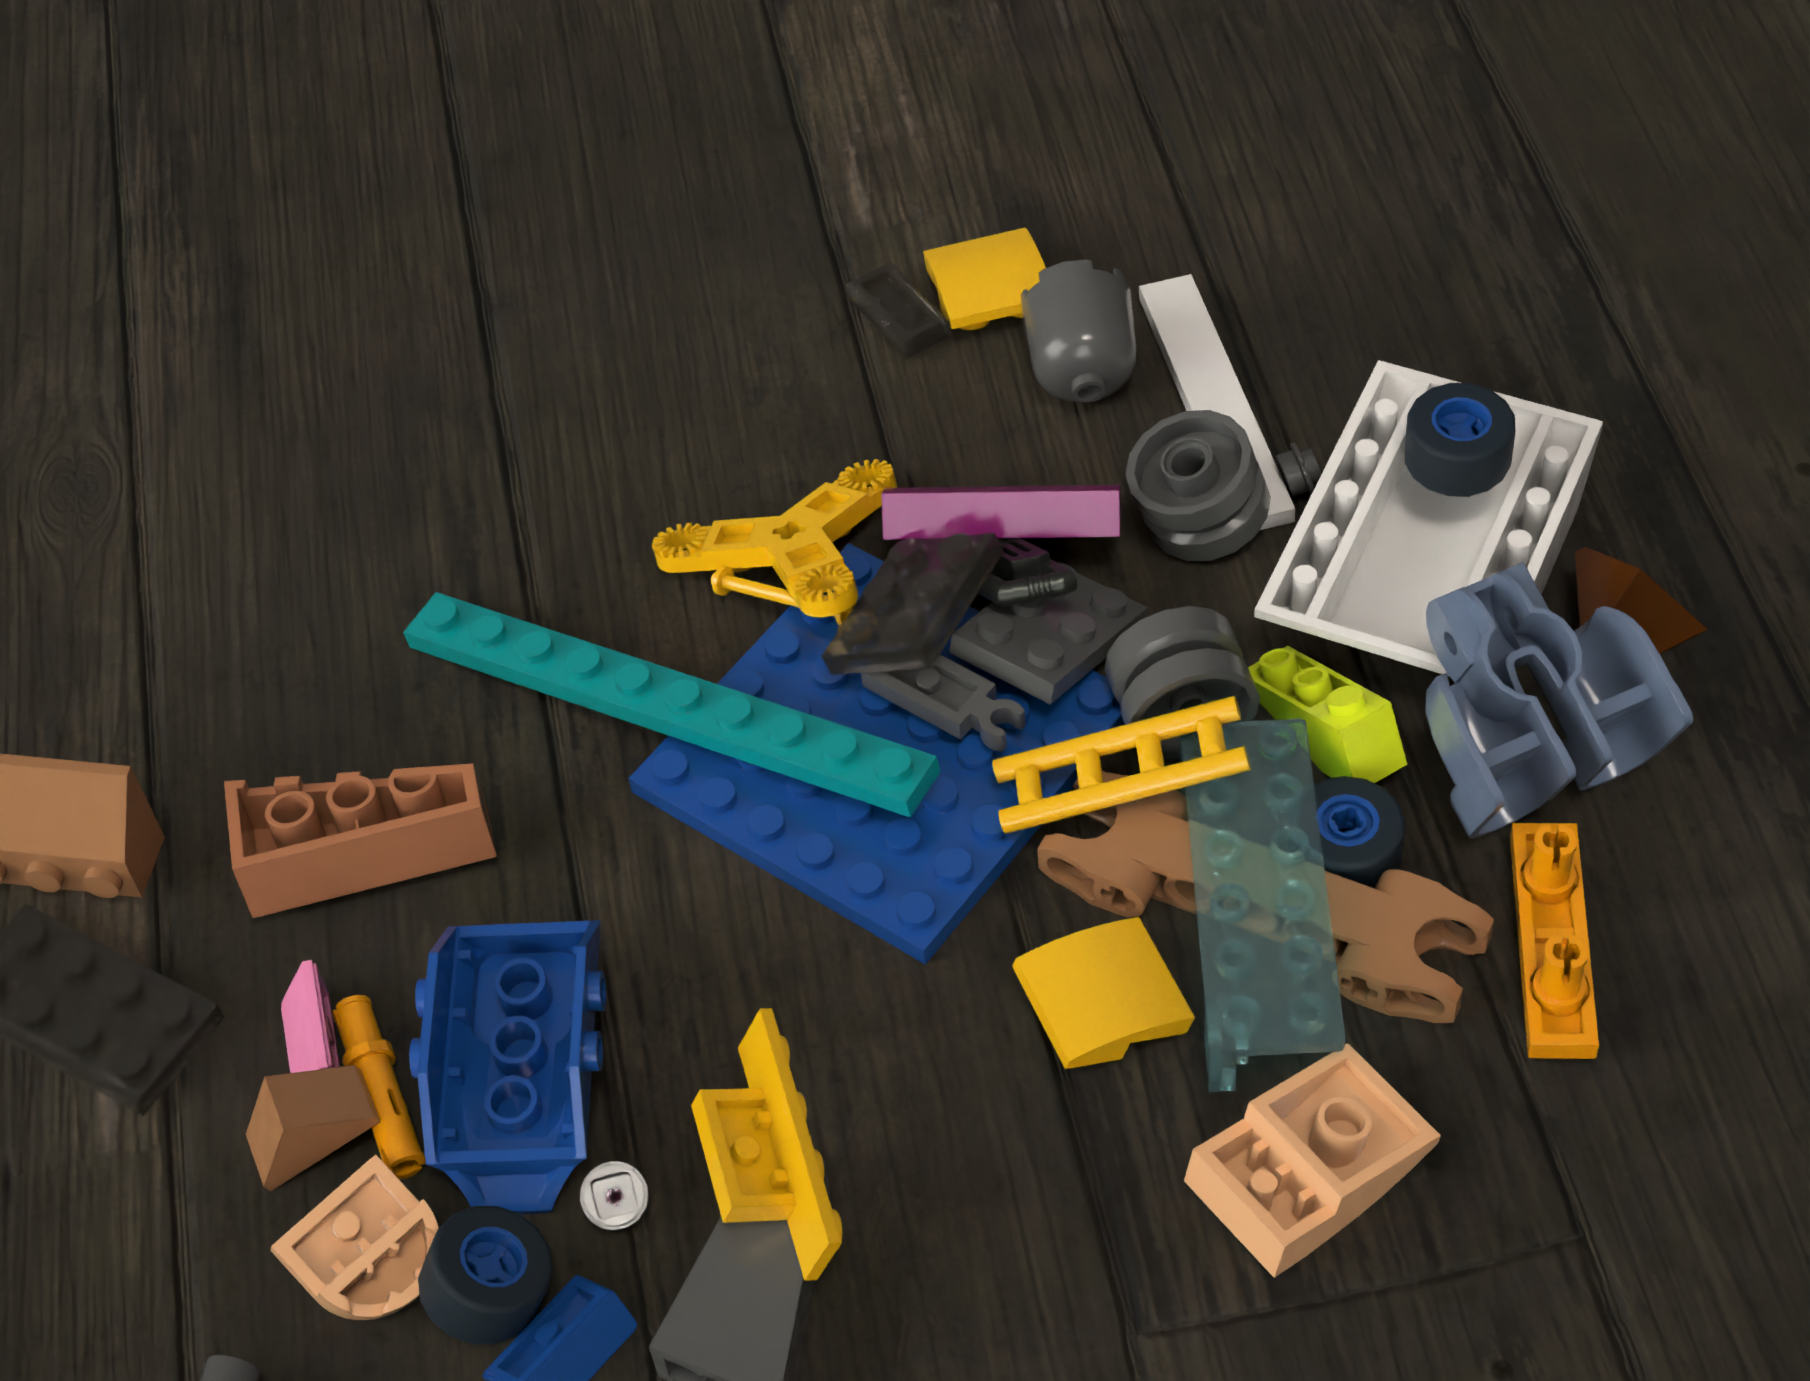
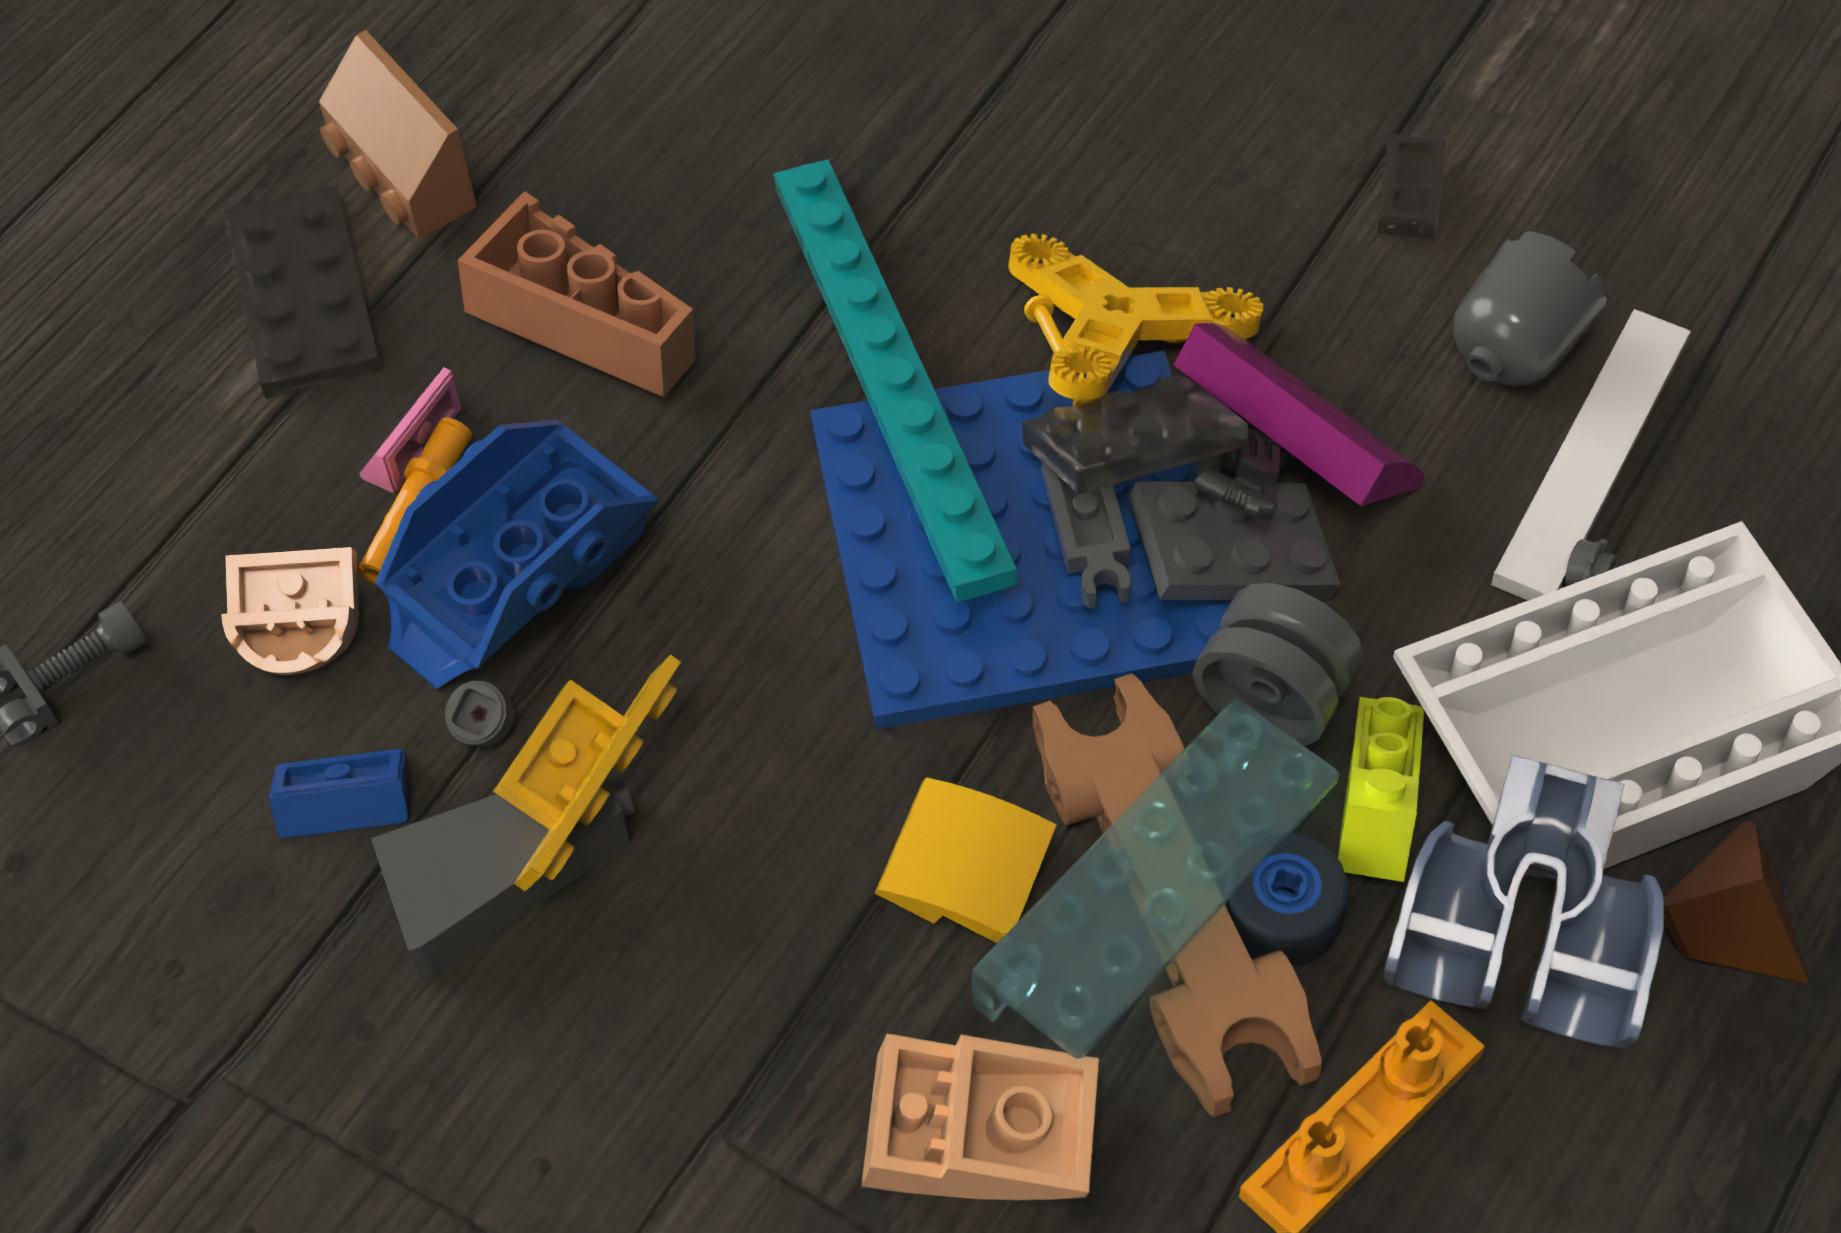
camera: 40 degrees right, 5 degrees up
(306, 1119) = (345, 486): medium nougat slope -> none
(485, 1274) = (343, 673): black wheel -> none
(984, 277) = (1505, 200): yellow slope -> none
(1153, 775) = (1162, 721): yellow bar -> none
(1198, 485) = (1478, 513): dark grey wheel -> none
(1459, 439) = (1719, 641): black wheel -> none

